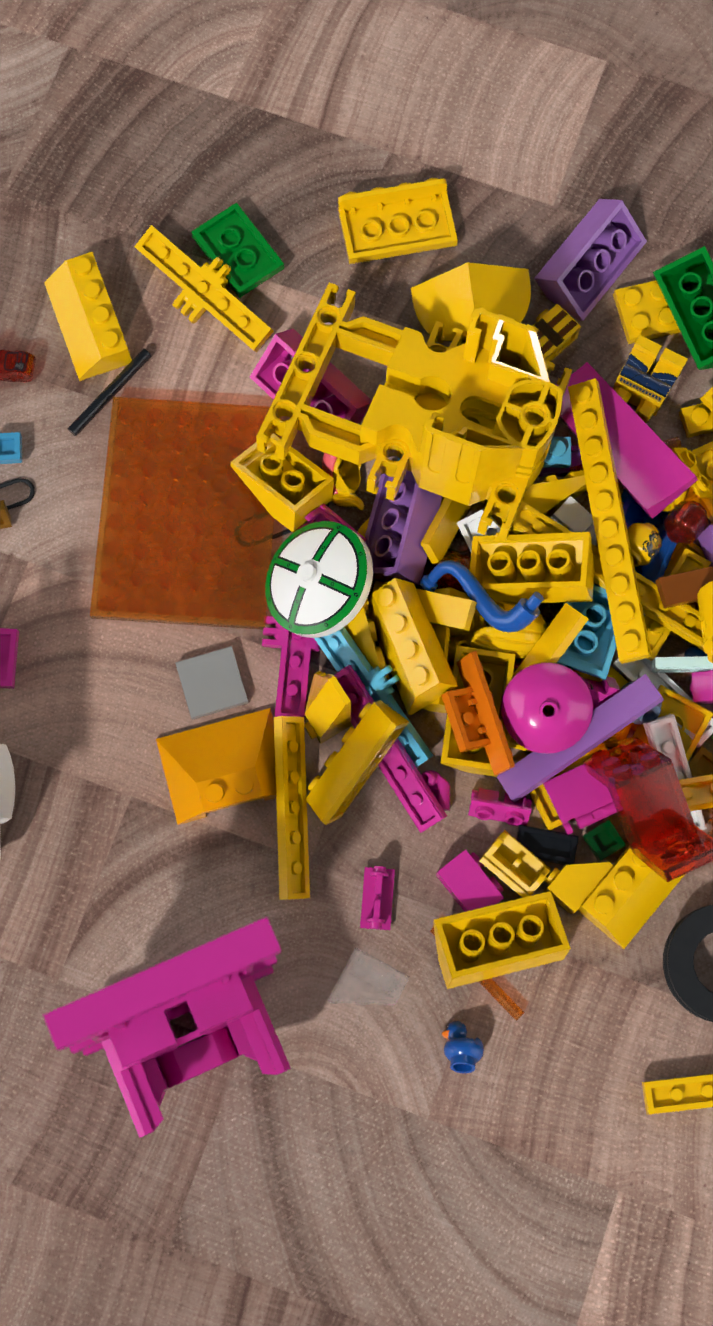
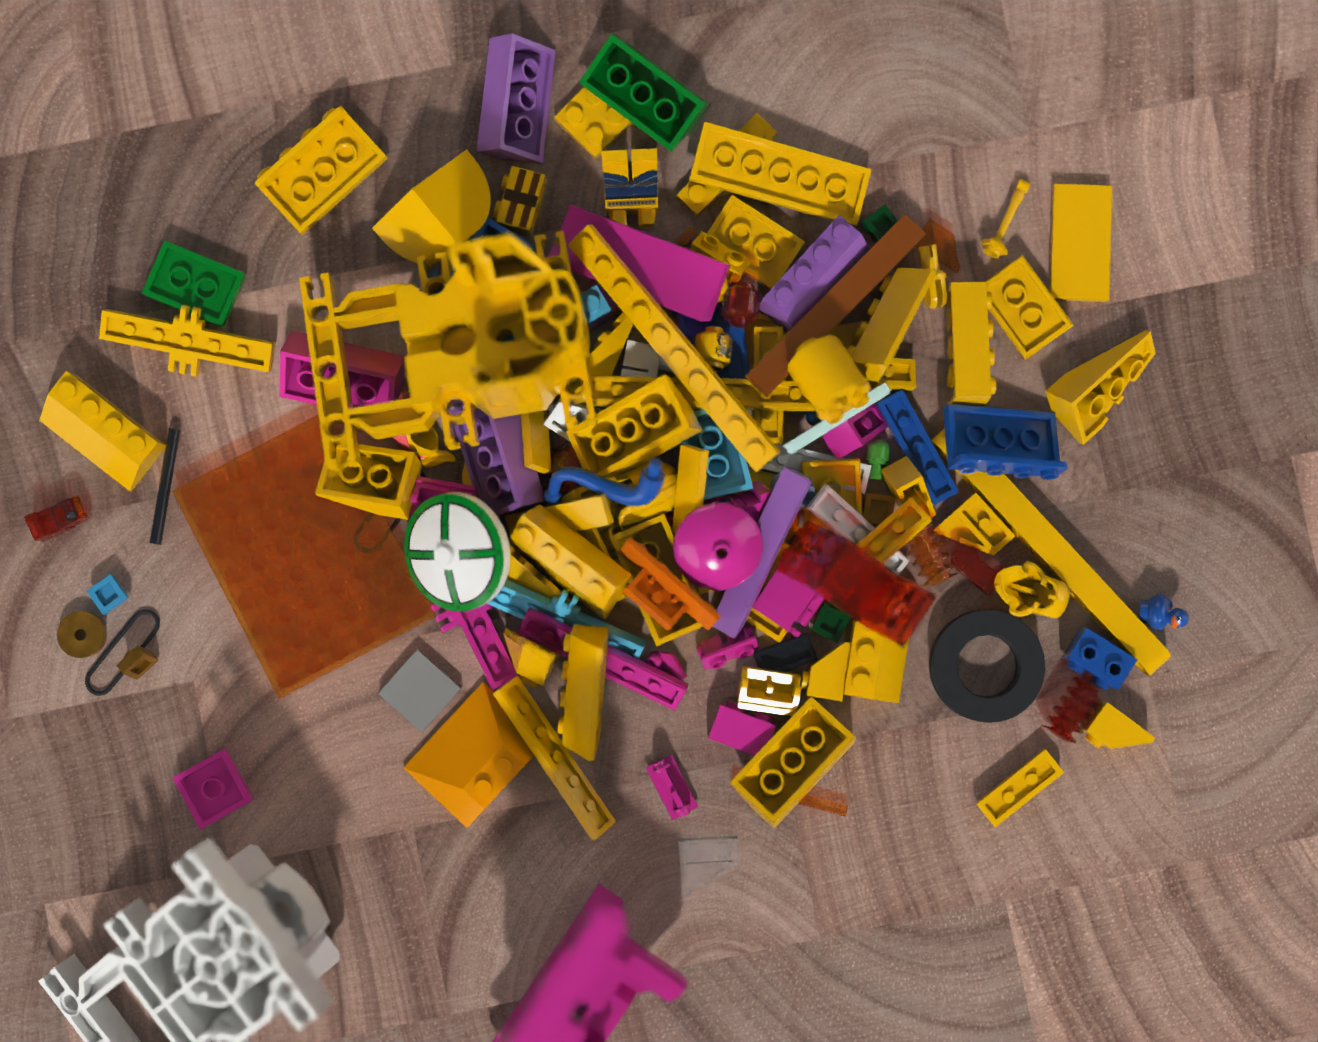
camera: 25 degrees left, 10 degrees up
(460, 1050) = (814, 870): blue animal -> none

